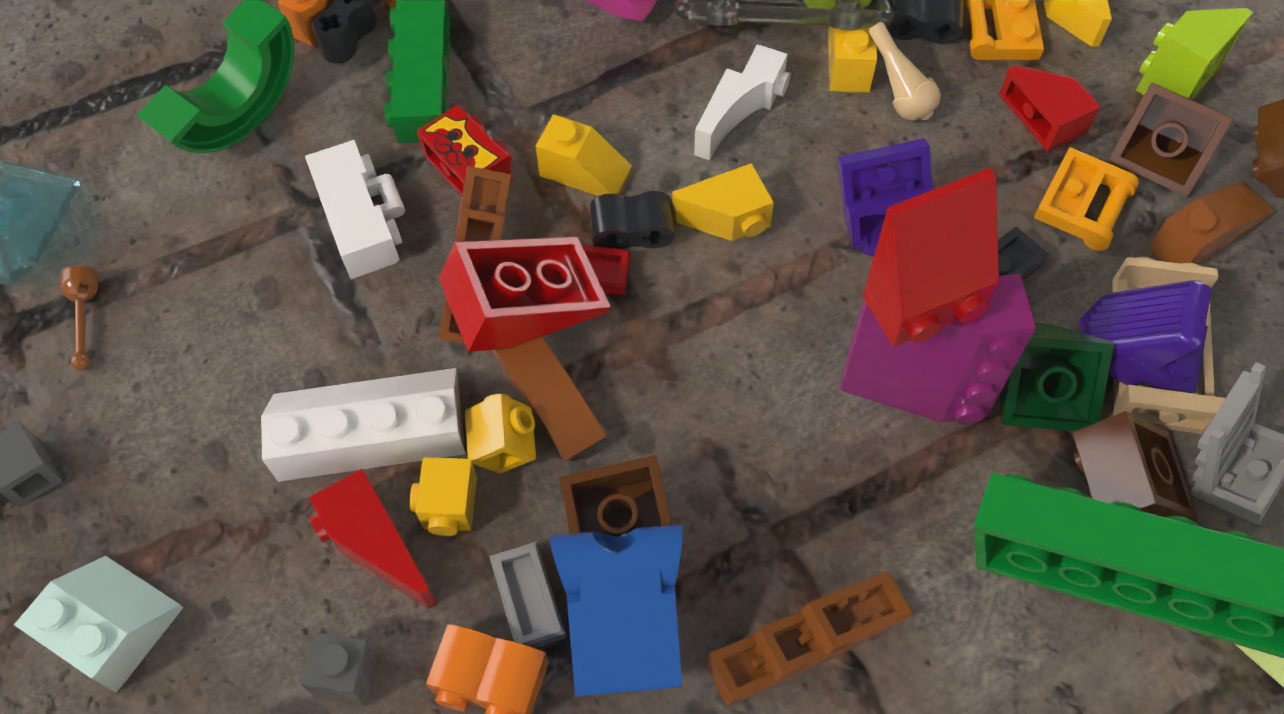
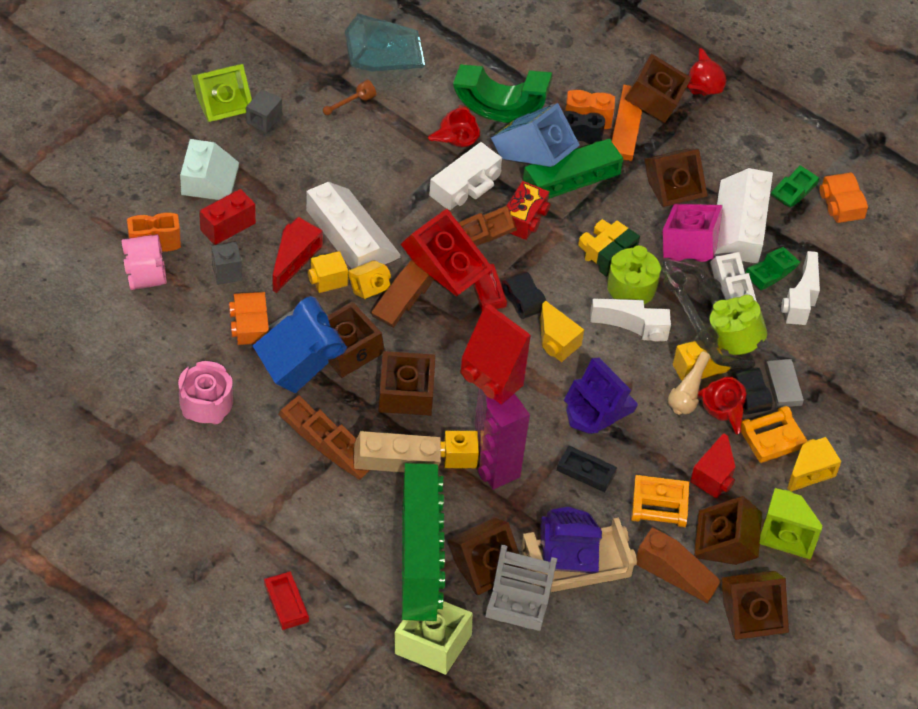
camera: 60 degrees right, 10 degrees down
(230, 625) = (227, 217): none -> red brick
(250, 179) = (457, 128): none -> red piece
(344, 78) = (537, 137): none -> medium blue slope
(580, 158) = (550, 260): yellow slope -> none
(593, 73) = (608, 242): none -> hips
(665, 66) = (634, 275): none -> lime brick
(753, 459) = (407, 383): none -> reddish brown brick
(902, 534) = (392, 451): none -> tan brick
(910, 431) = (460, 449): none -> yellow brick
(942, 45) = (725, 401): none -> red piece
(1057, 380) = (525, 499): dark green slope -> none

